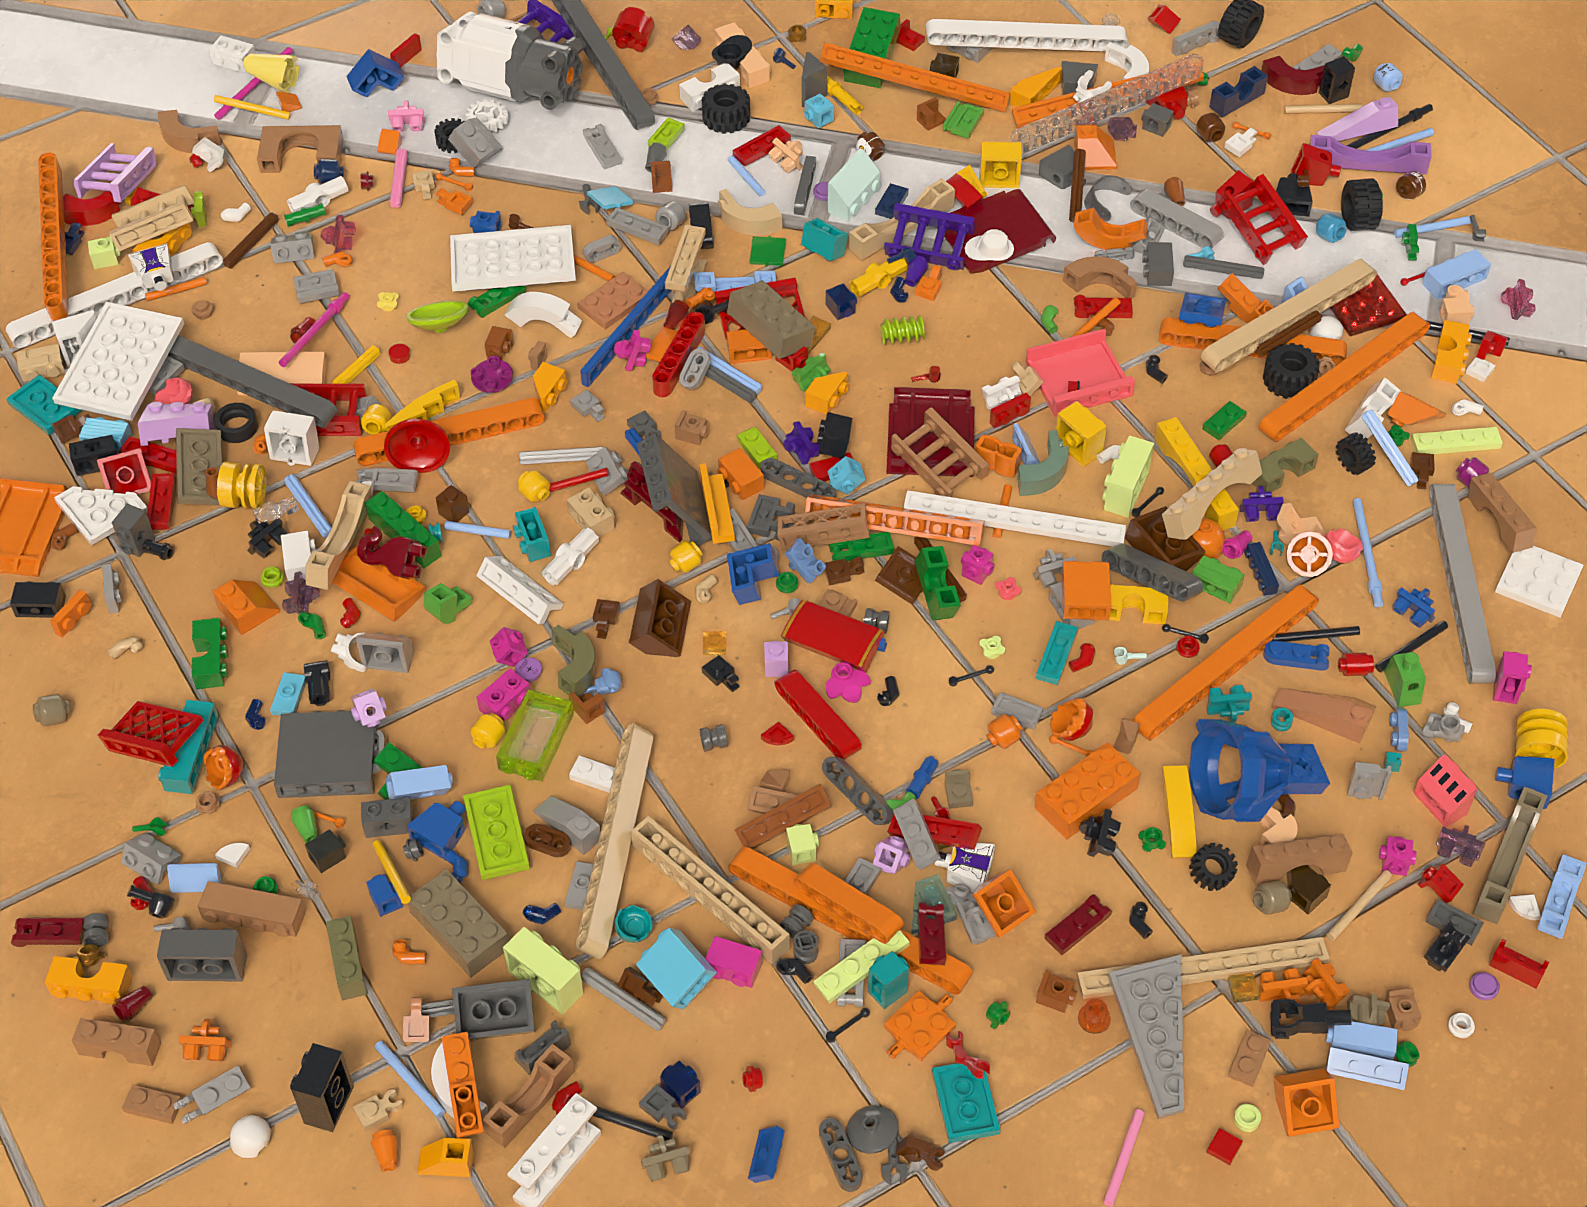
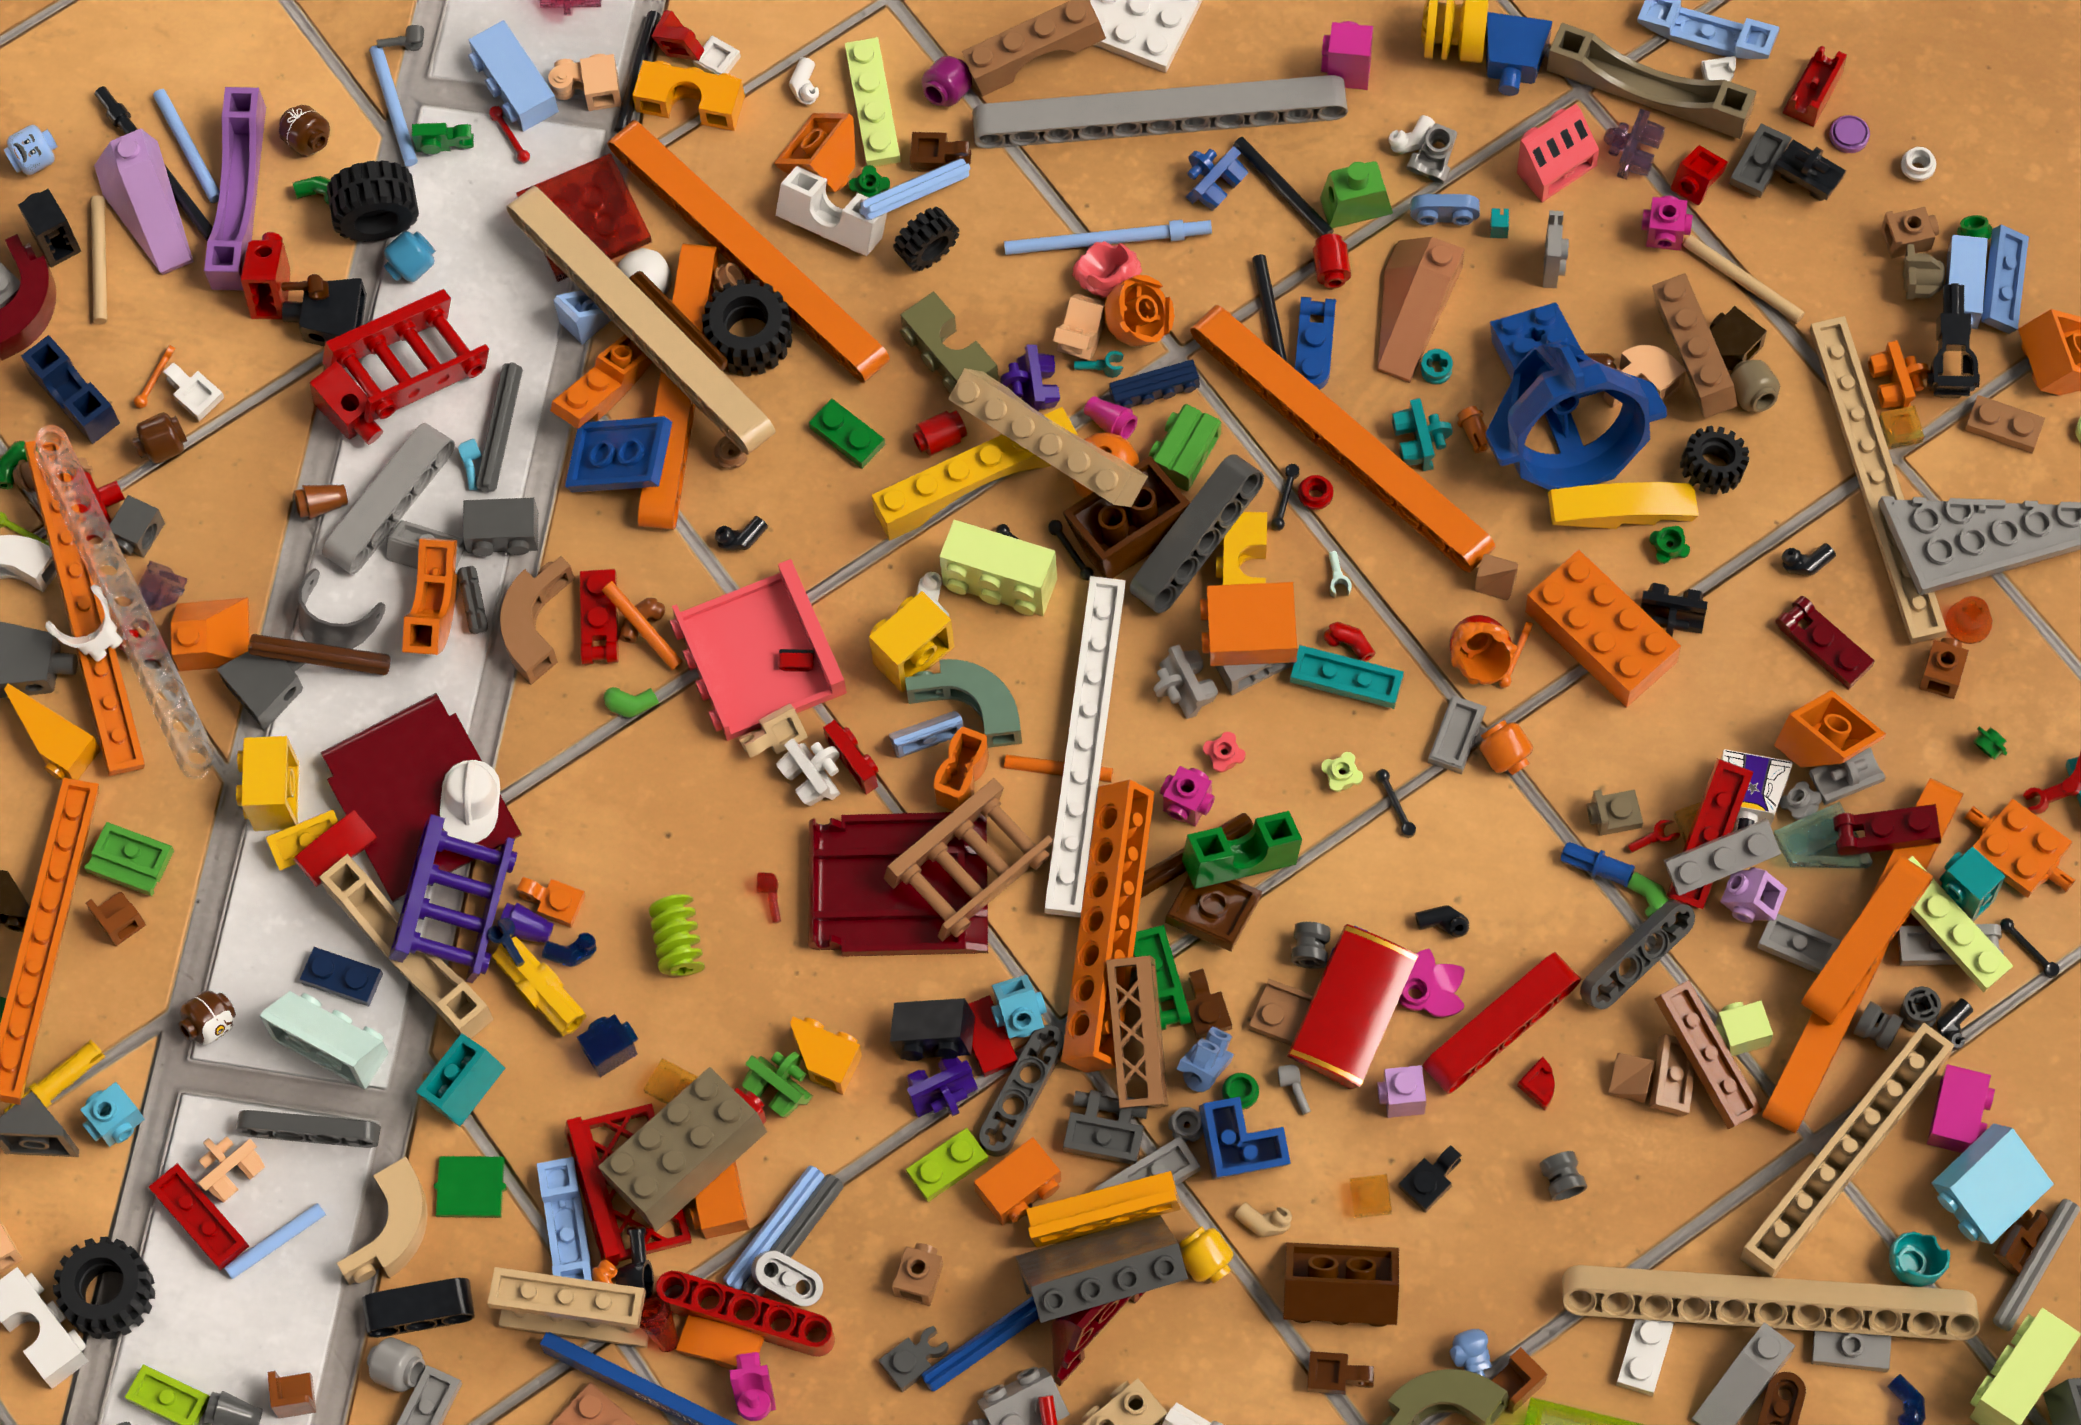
camera: 90 degrees left, 15 degrees up
(821, 191) = (312, 1096): medium lavender piece -> none
(1323, 985) = (1888, 325): orange hips -> none

